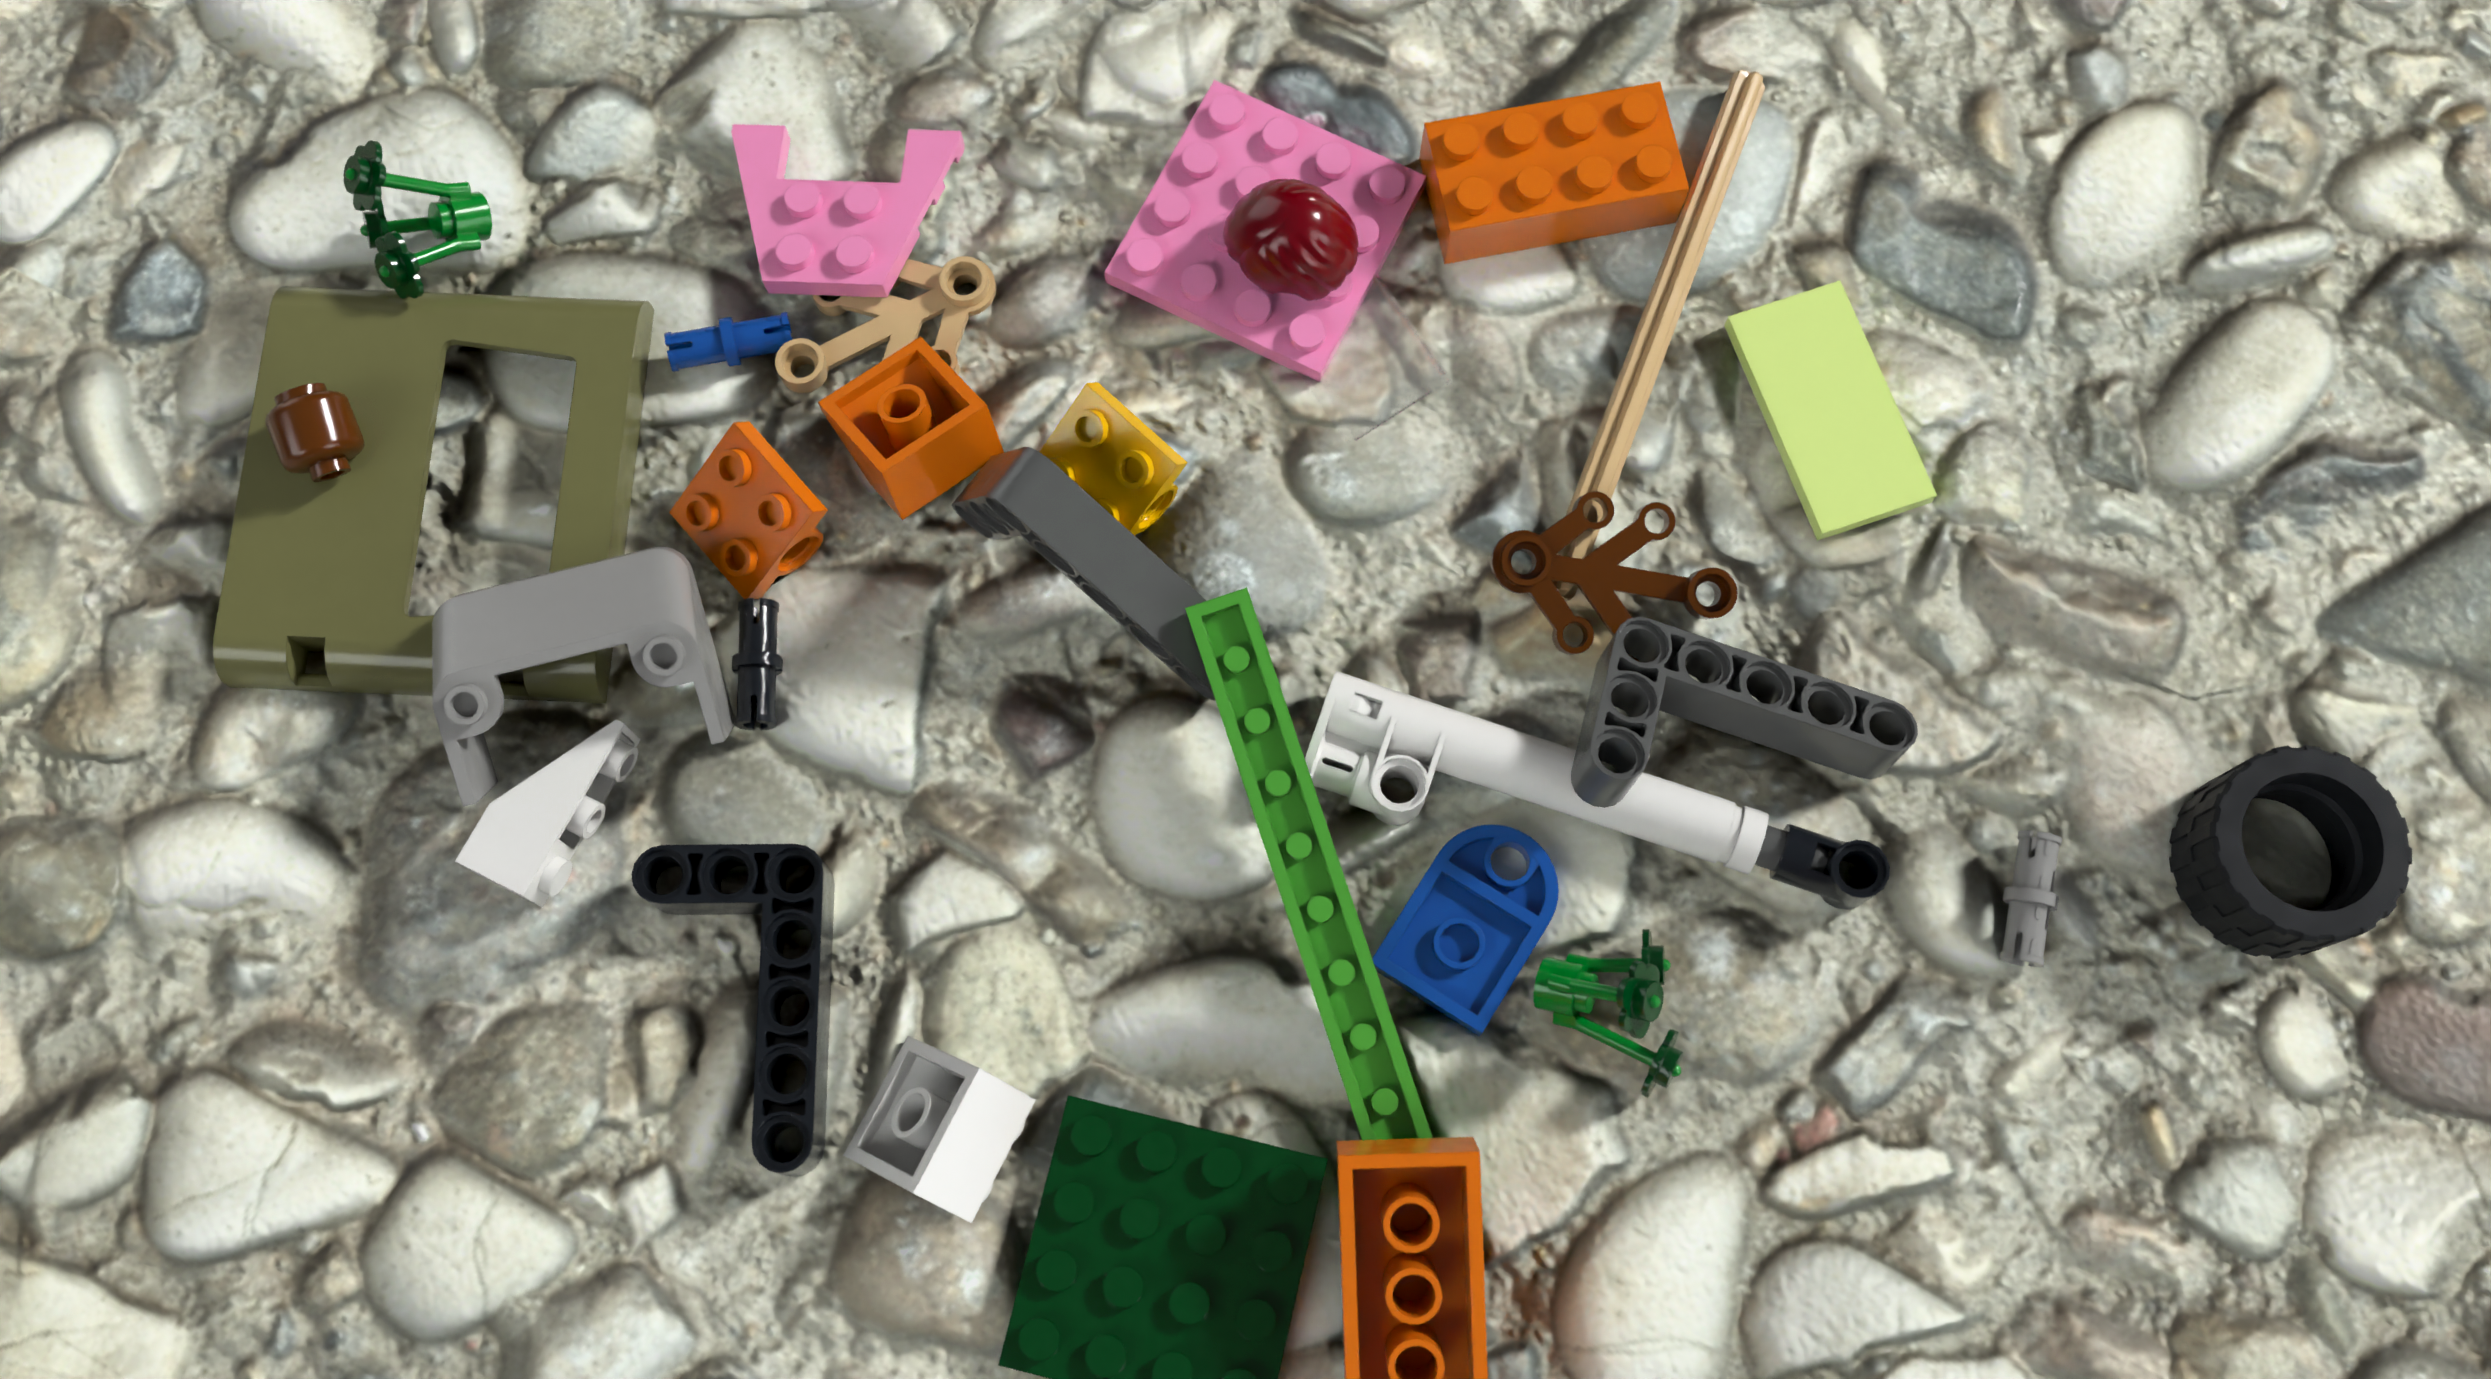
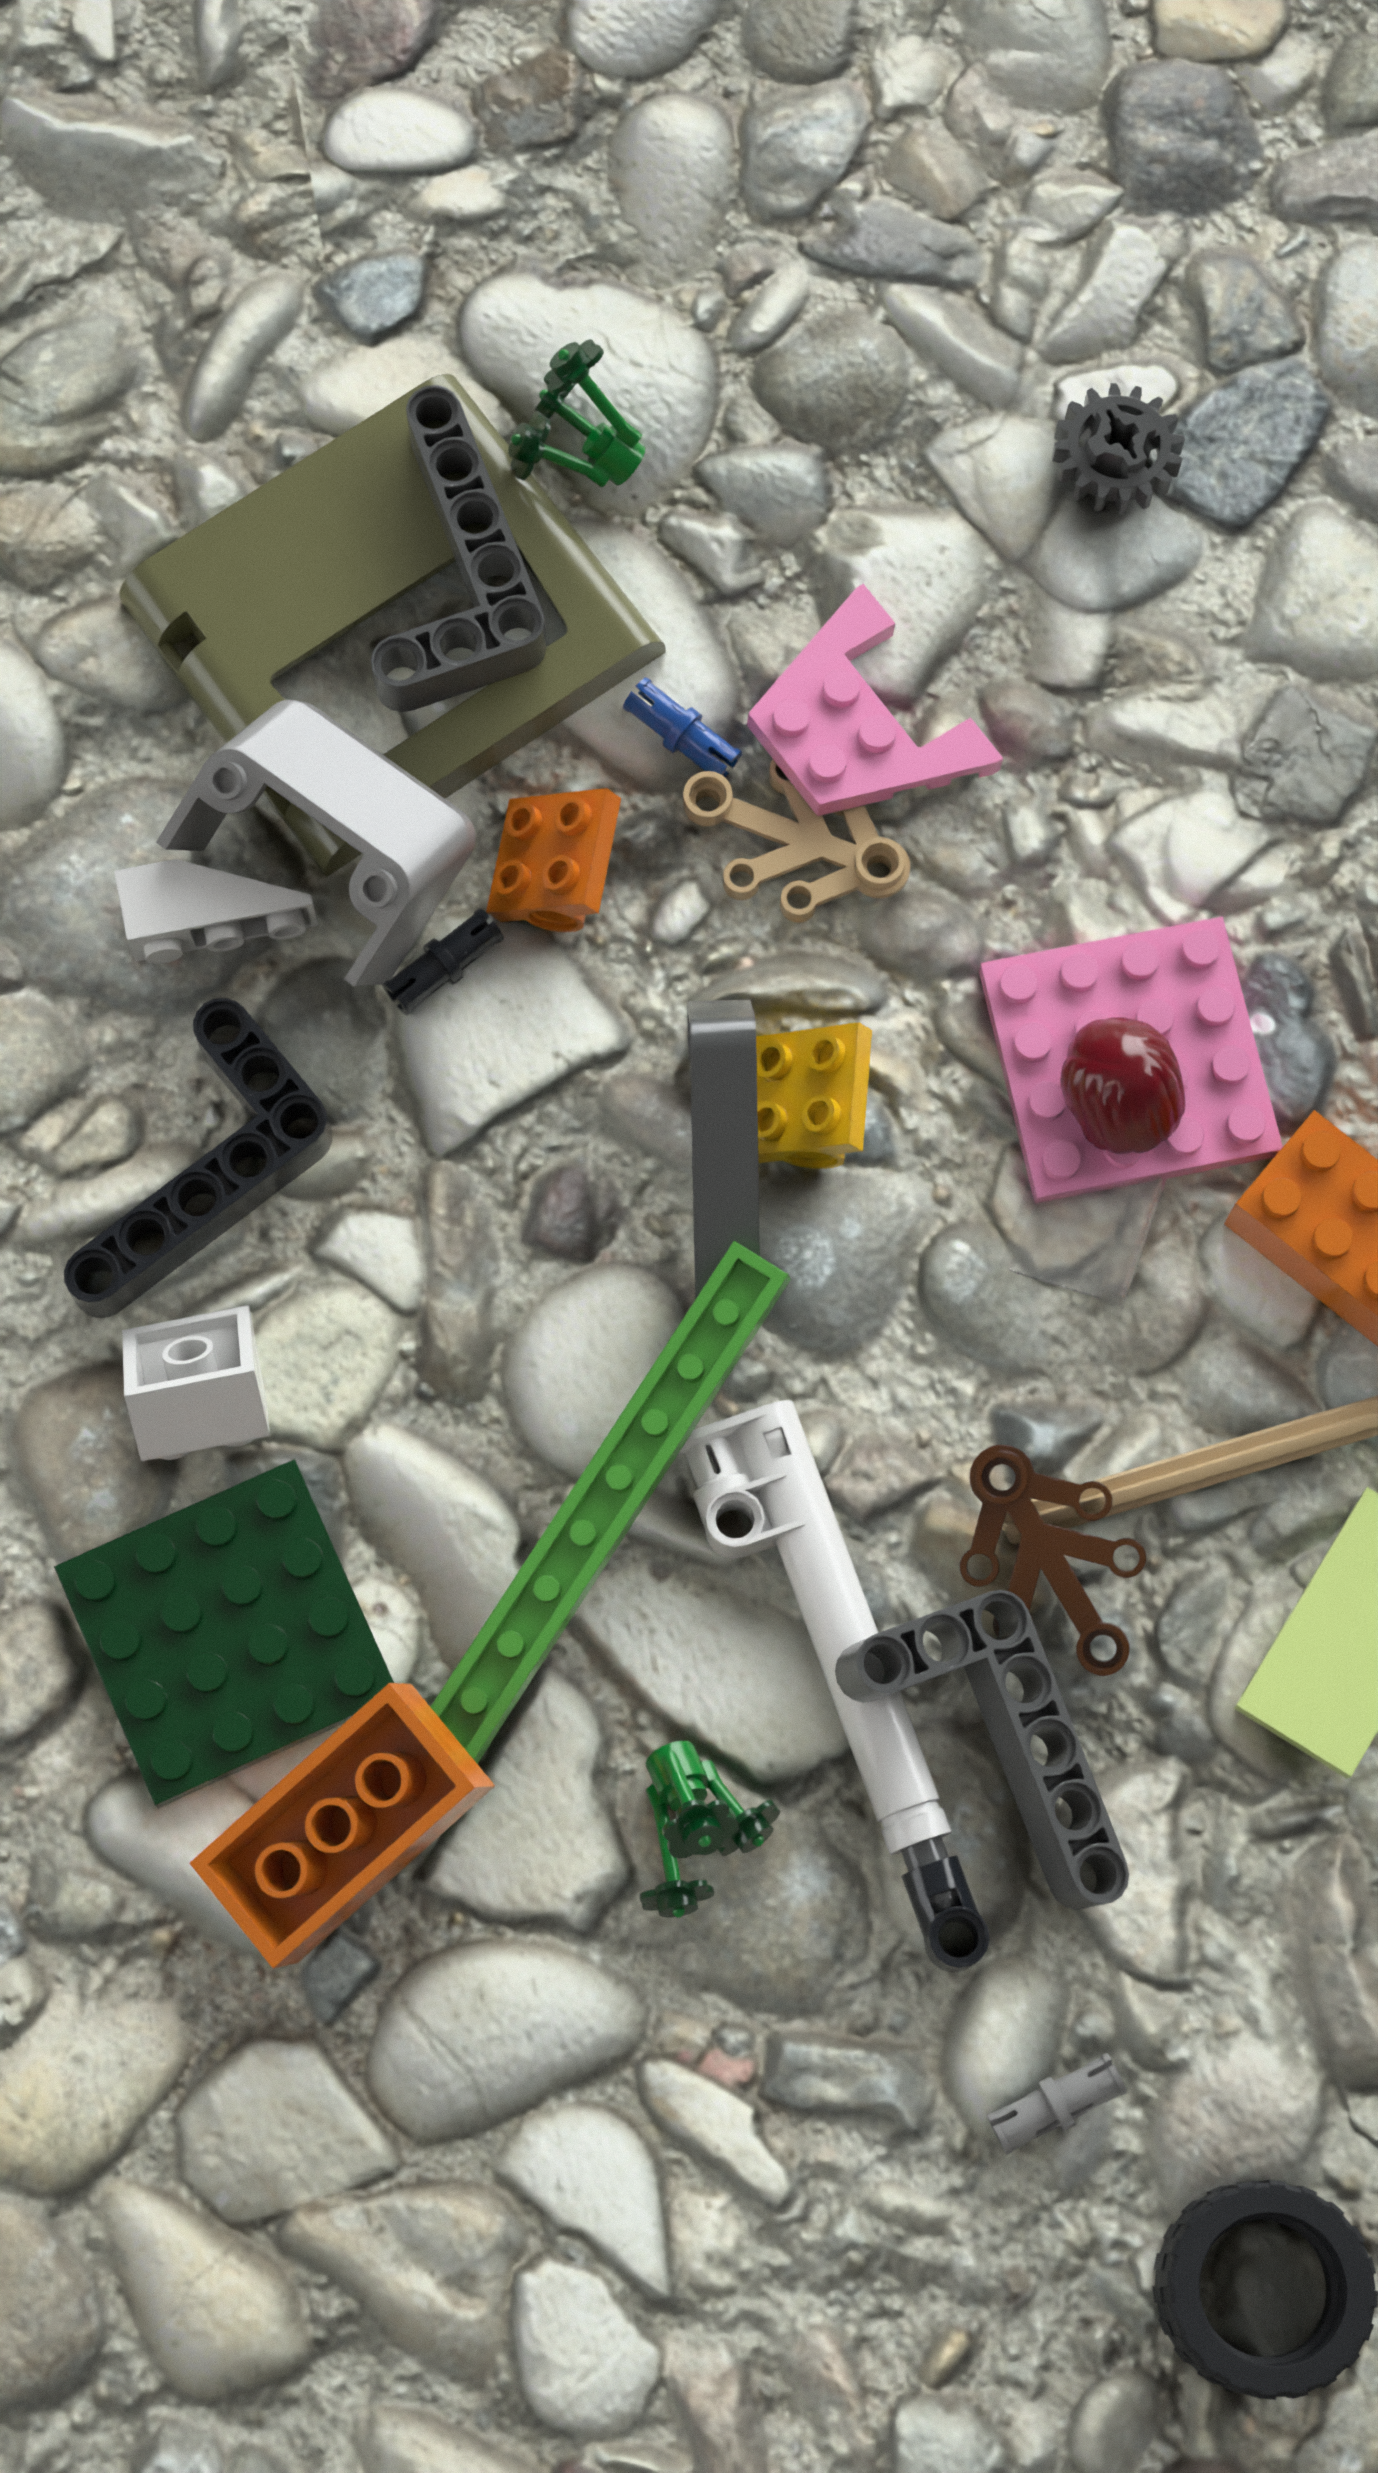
camera: 50 degrees right, 0 degrees up
(314, 431) = (350, 498): reddish brown head -> none
(453, 377) = (478, 558): none -> dark grey beam
(912, 427) = (723, 921): orange slope -> none
(1468, 927) = (669, 1667): blue tile -> none

